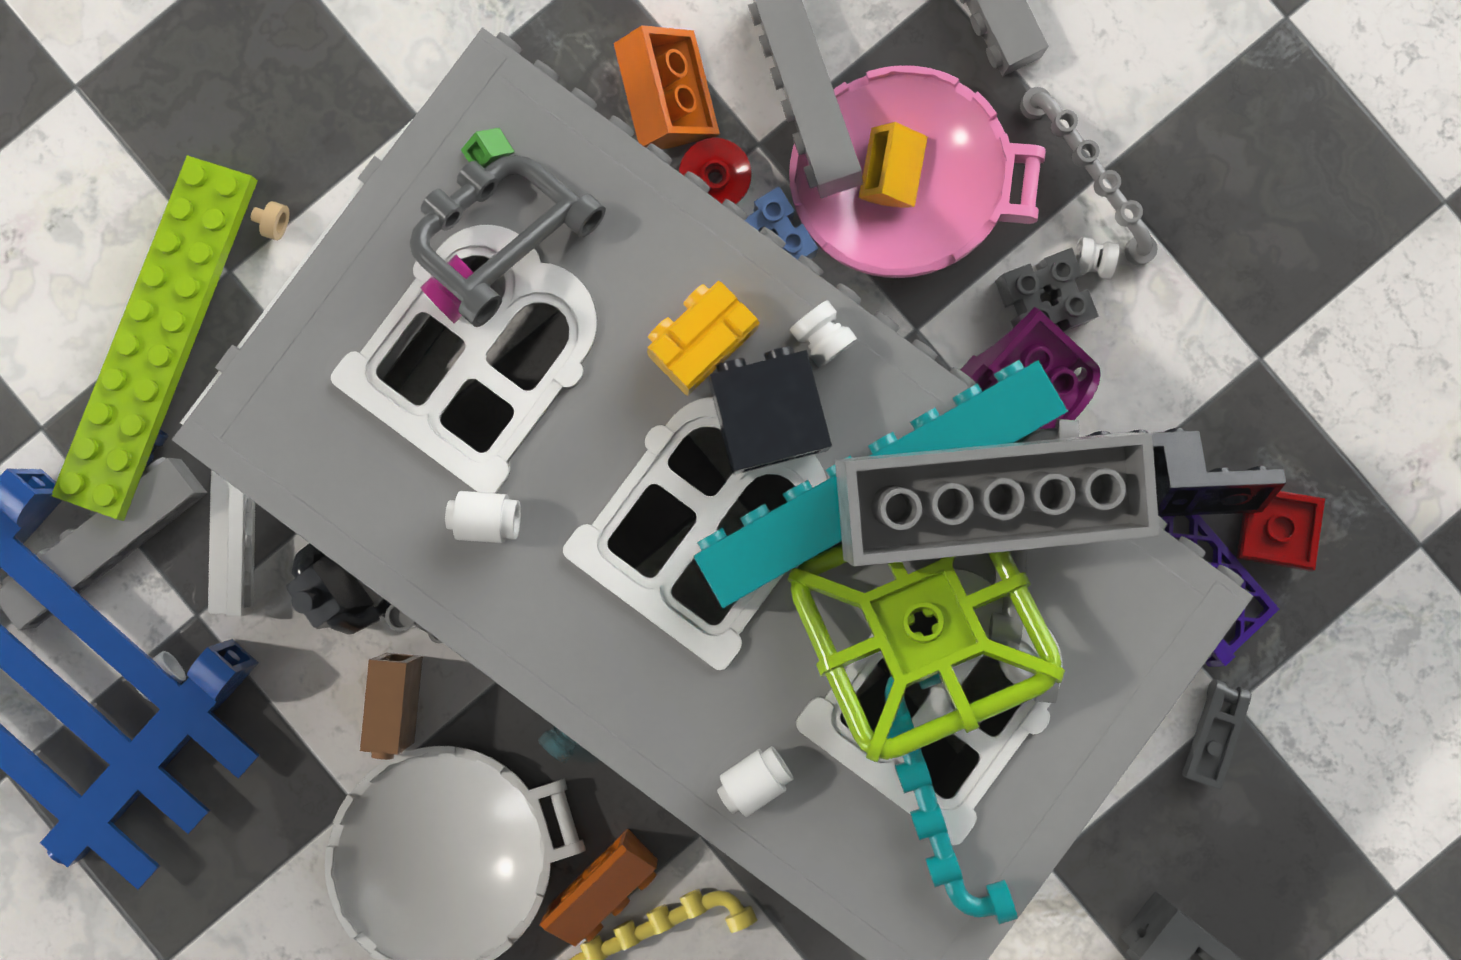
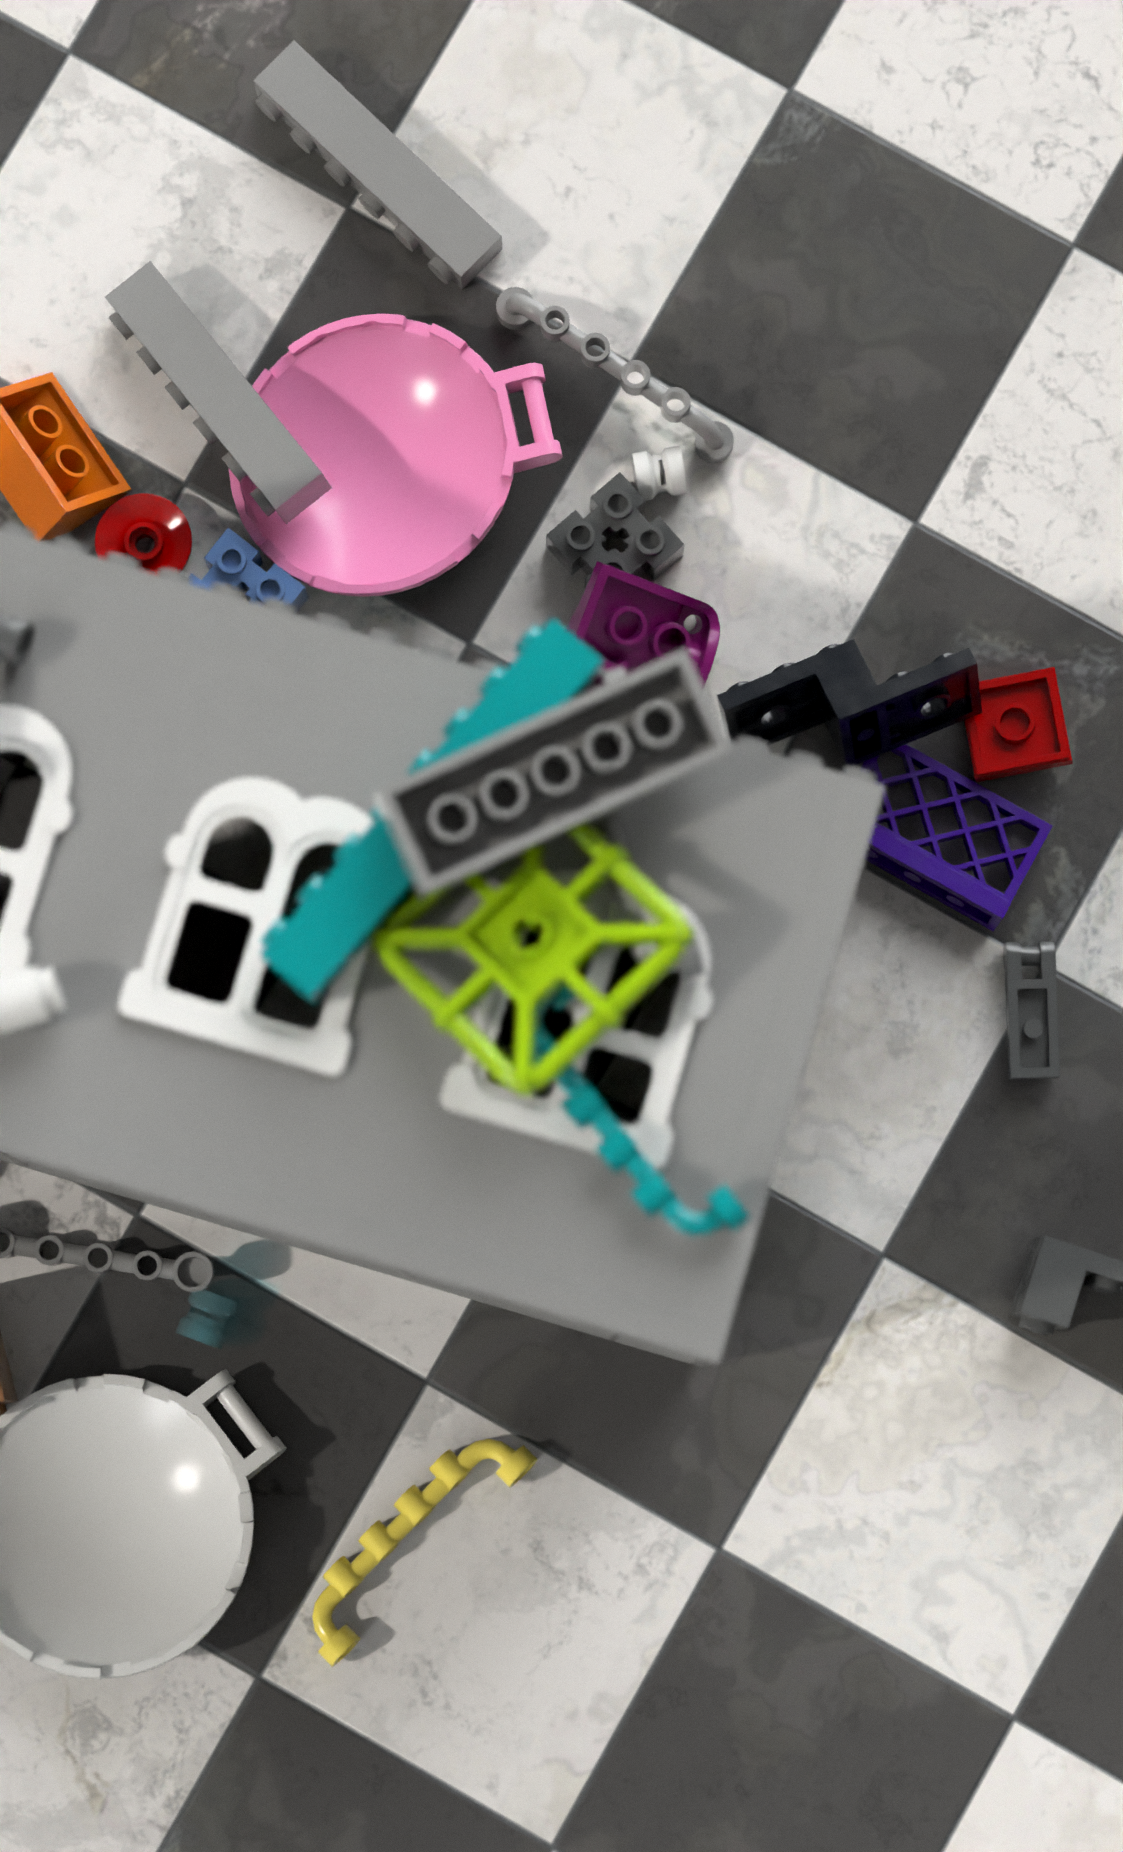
camera: 25 degrees left, 5 degrees down
(600, 890) = (324, 1491): orange slope -> none
(701, 336) = (186, 723): yellow brick -> none
(754, 781) = (415, 1175): white brick -> none
(769, 410) = (286, 774): black brick -> none
(825, 337) = (321, 676): white wheel -> none
(893, 166) = (363, 451): yellow brick -> none

